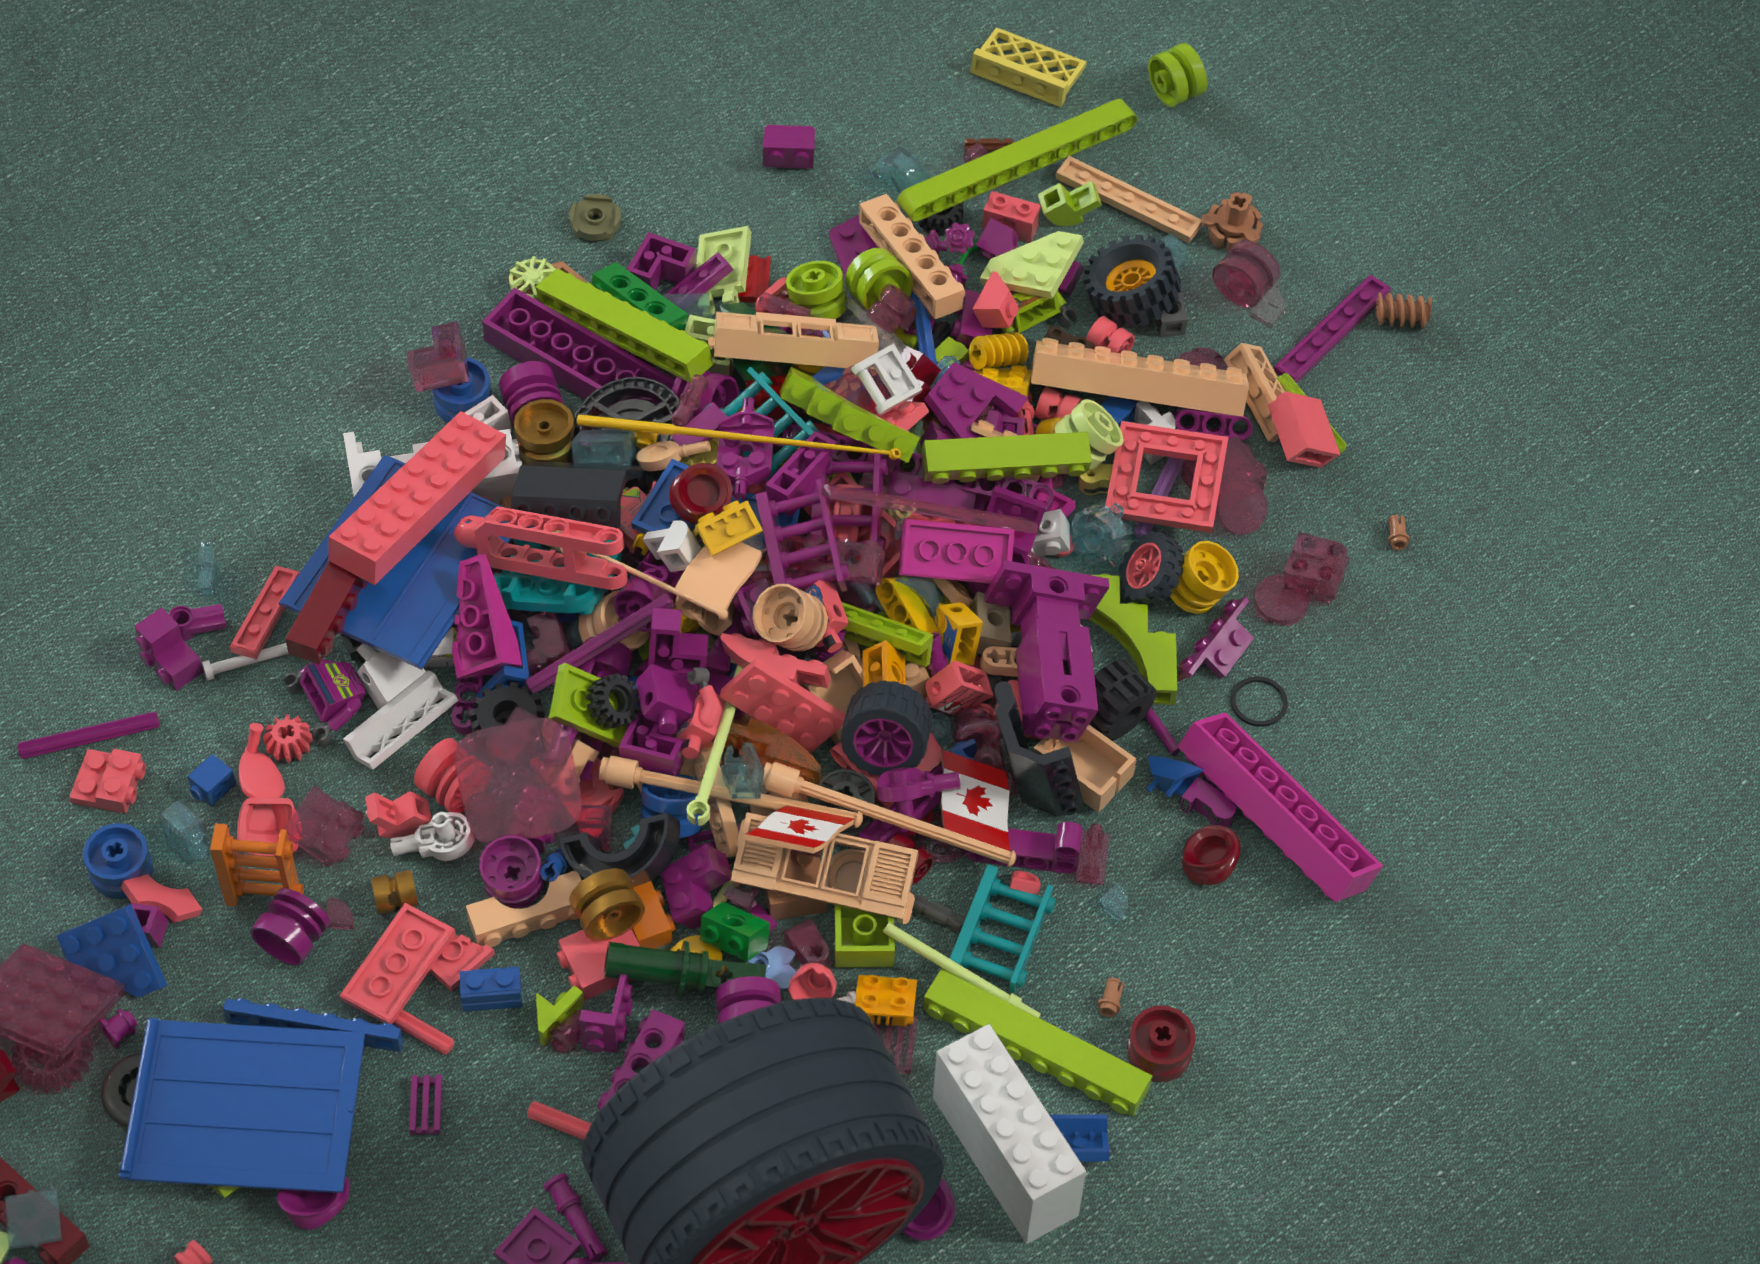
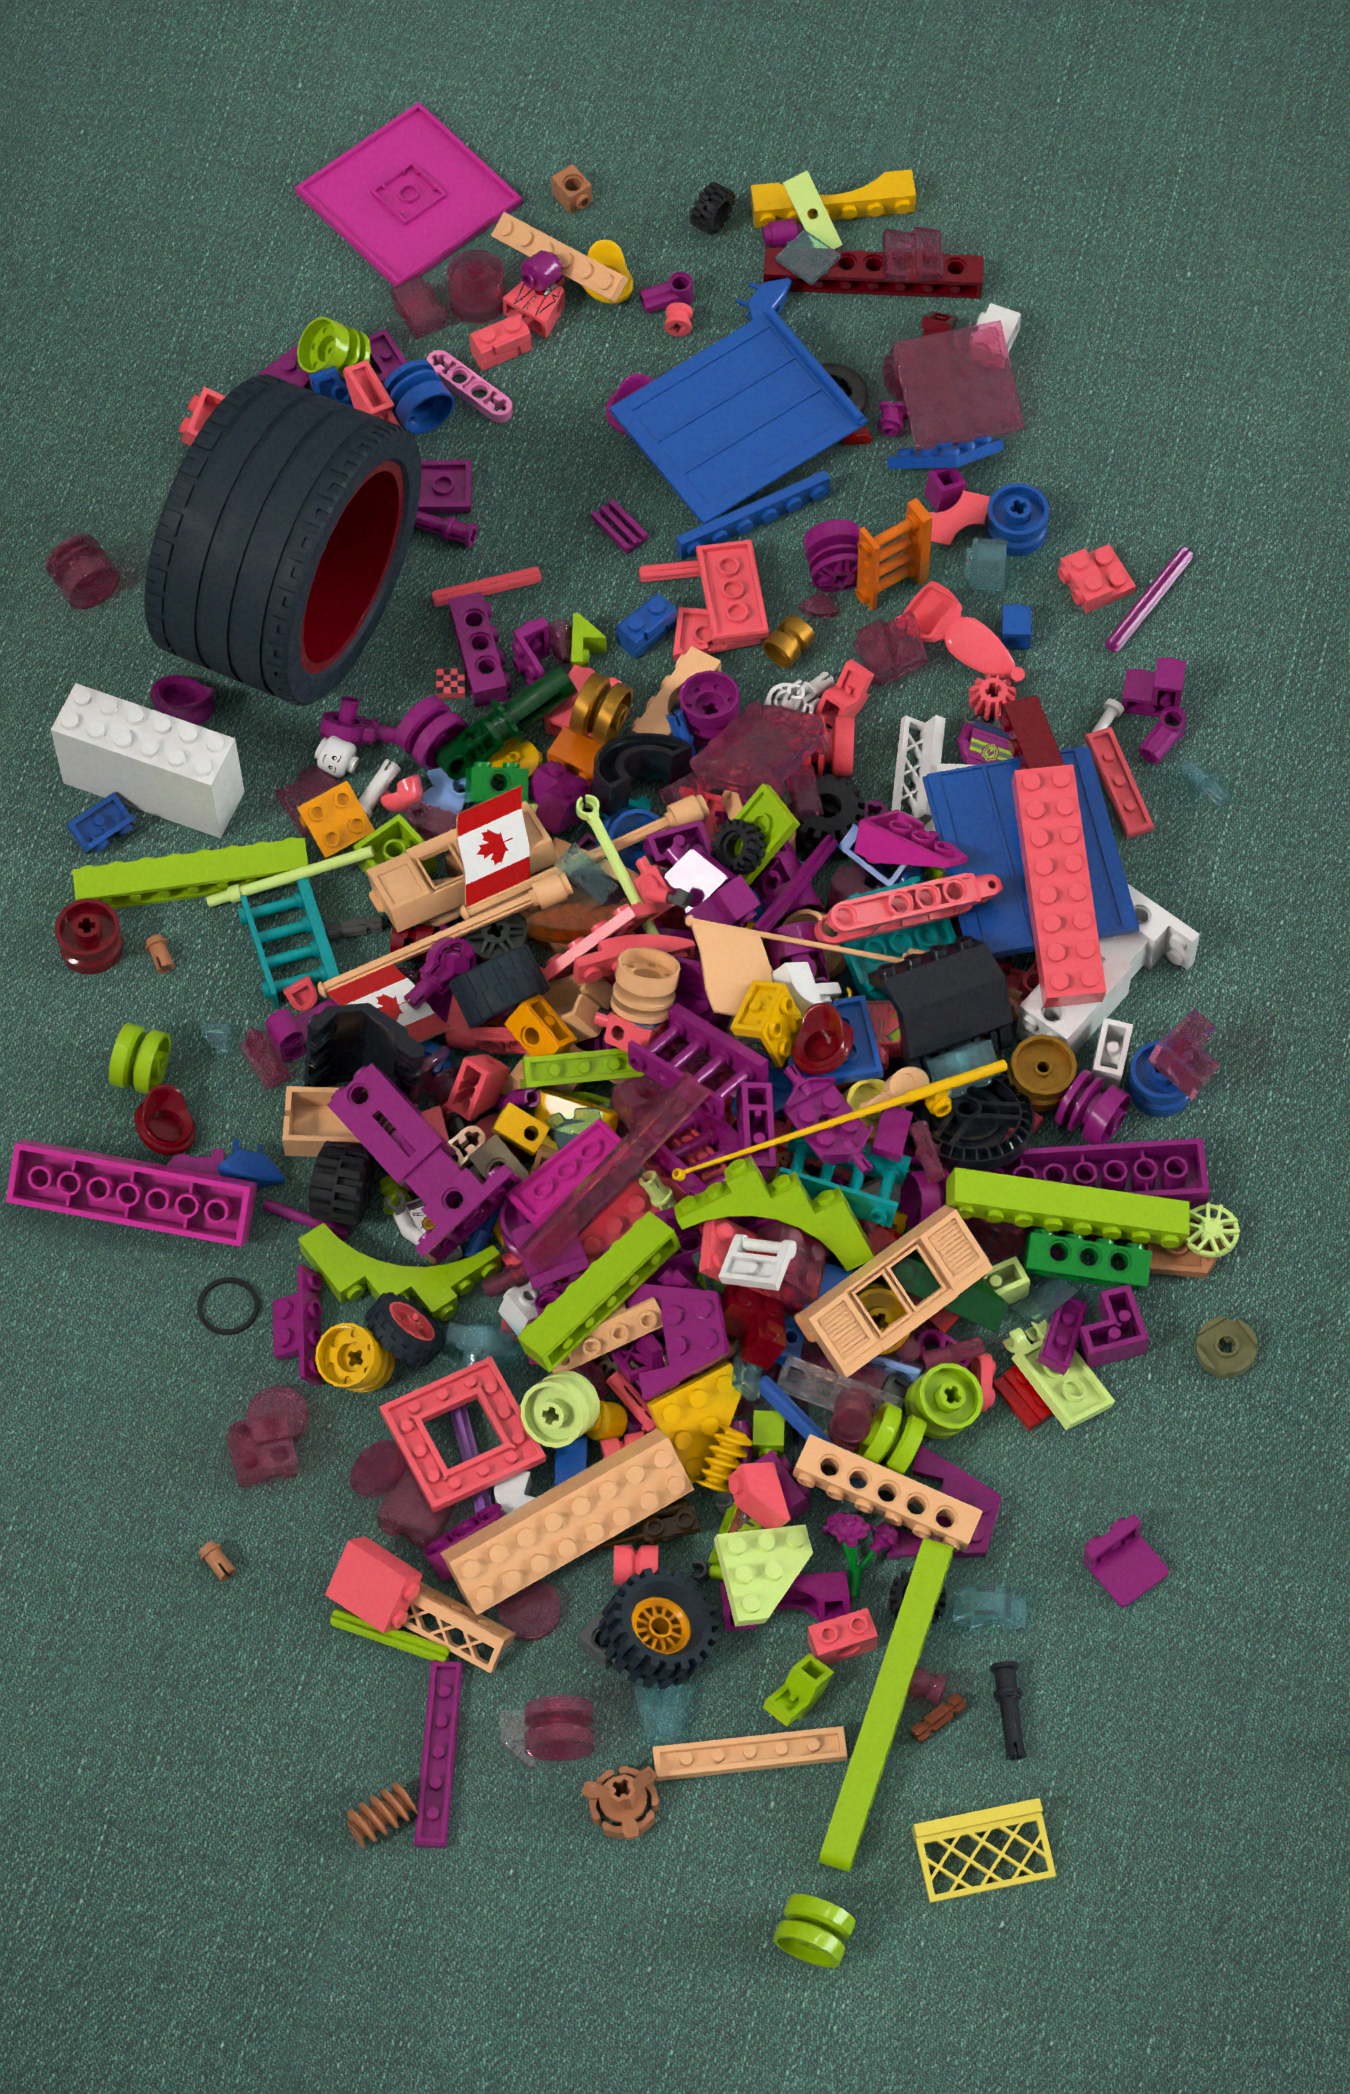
camera: 145 degrees right, 5 degrees up
(106, 1218) = (767, 295): none -> blue piece
(935, 126) = (1007, 1695): none -> black pin
(1197, 904) = (139, 1058): none -> lime wheel

